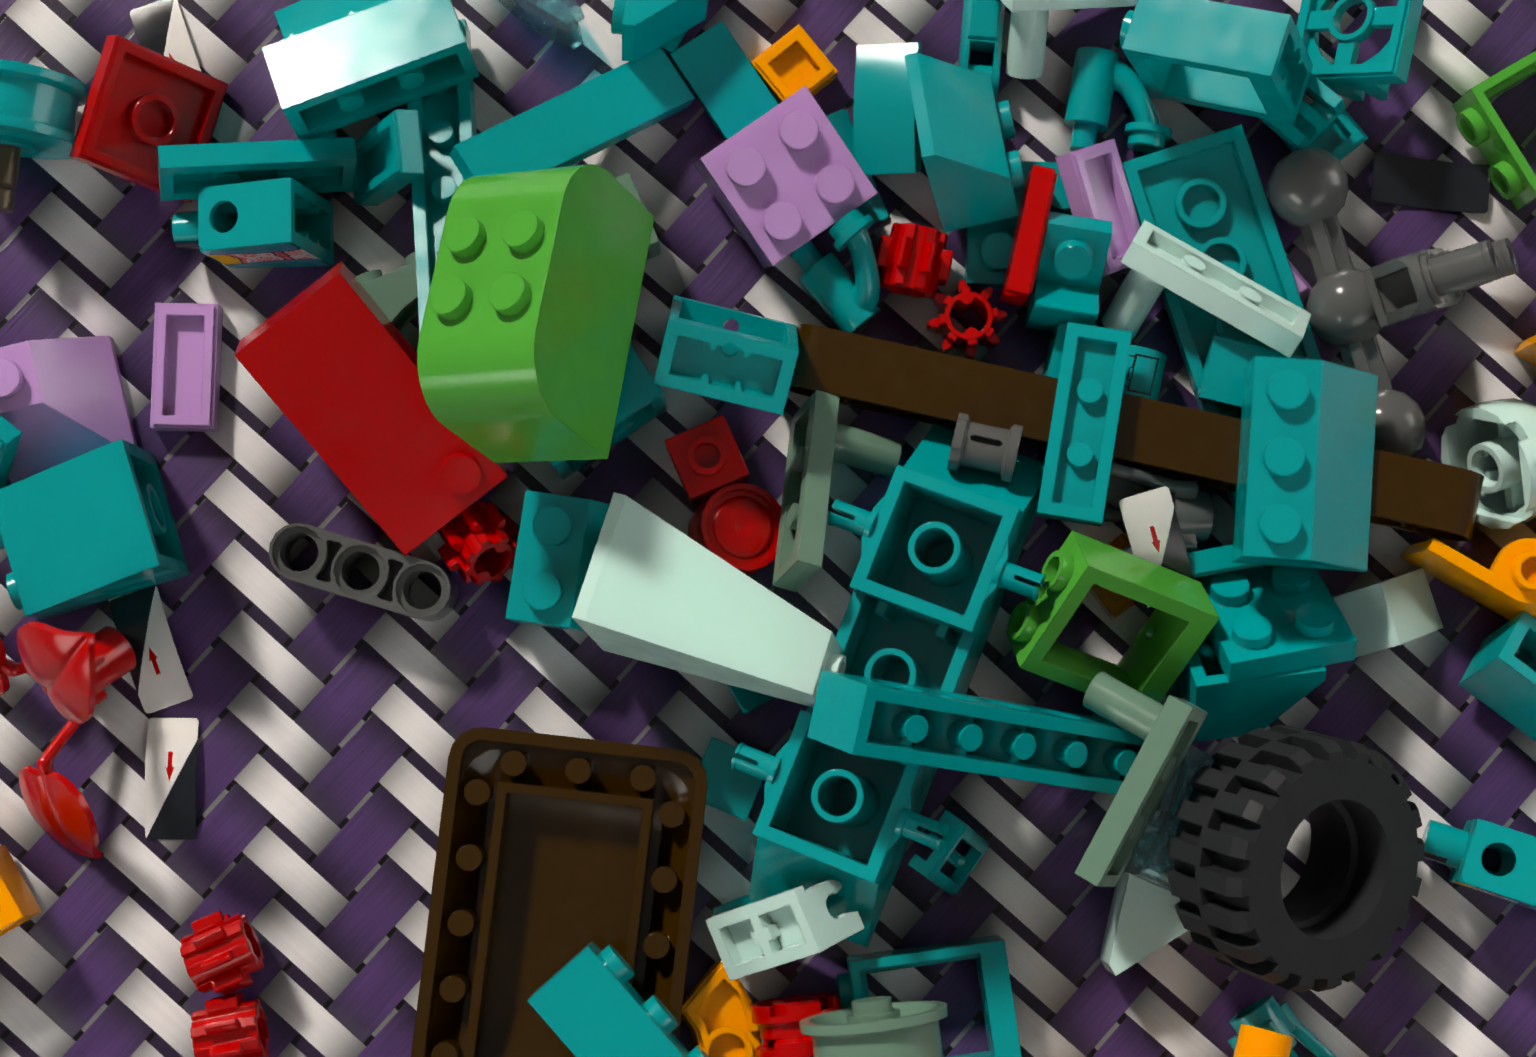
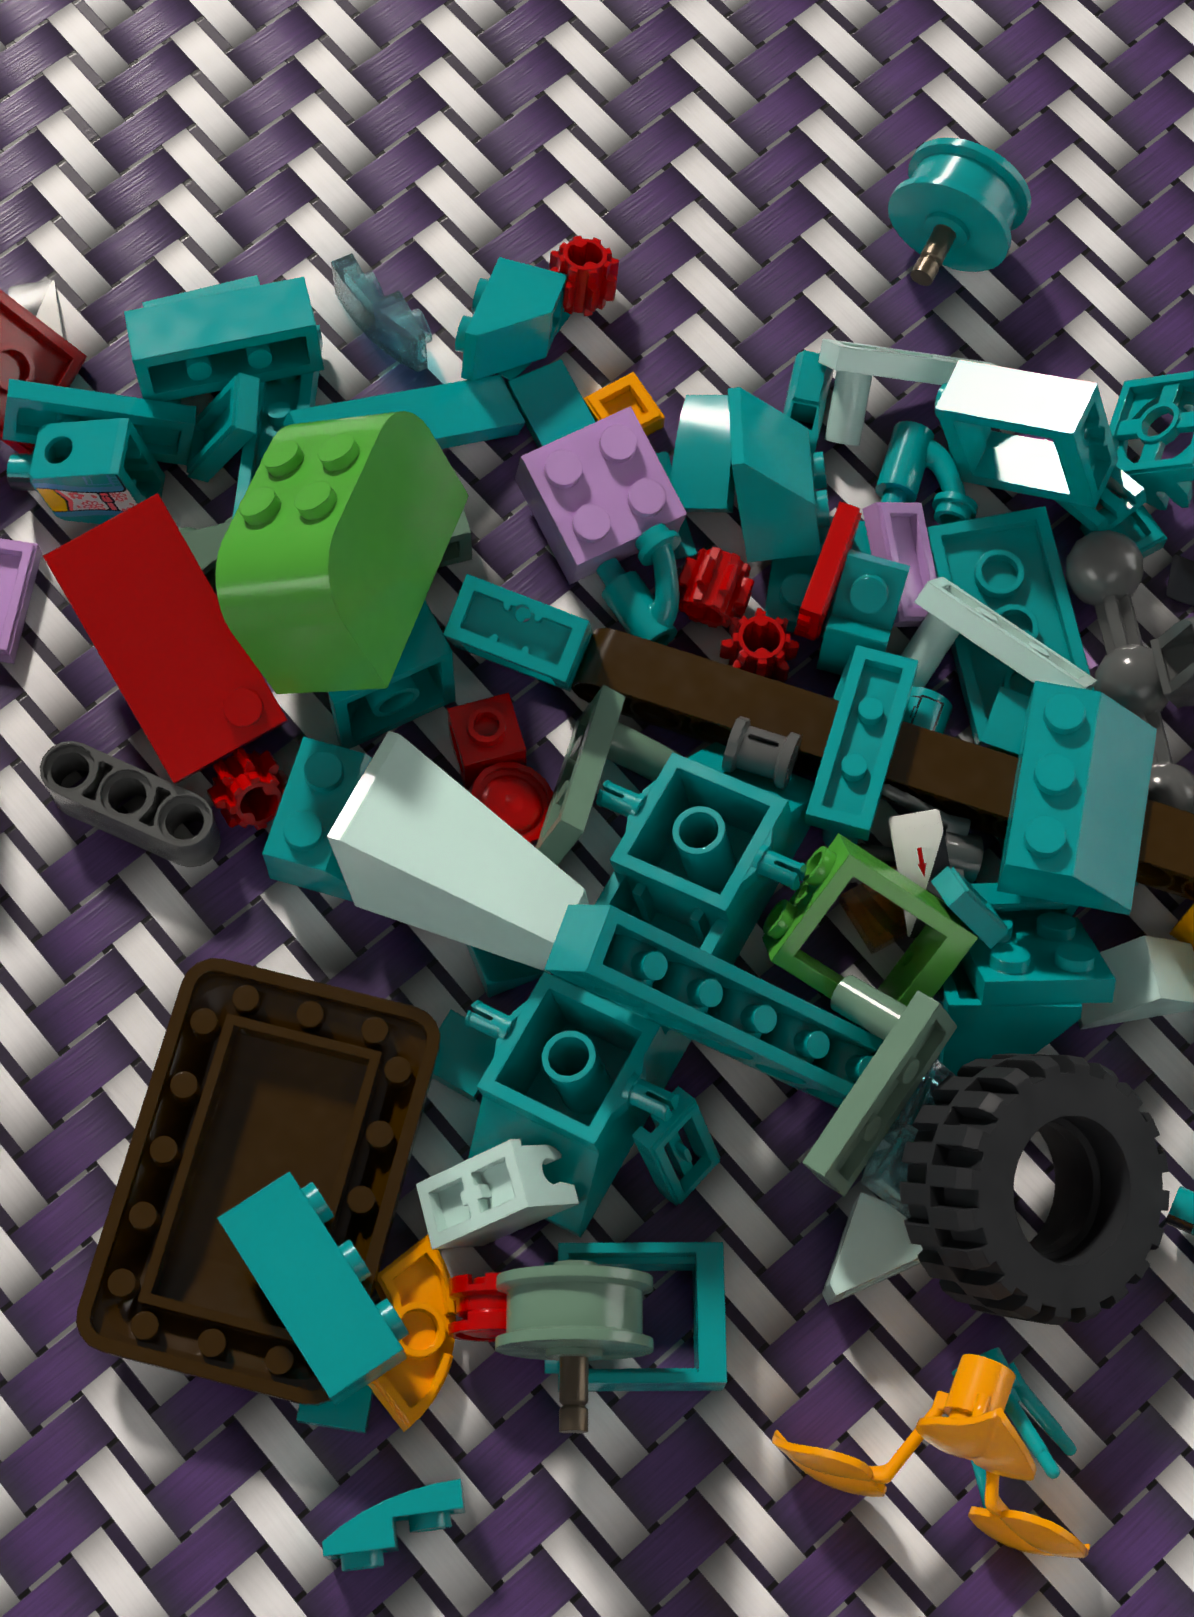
camera: 10 degrees right, 15 degrees down
(1207, 583) = (970, 906): none -> teal tile

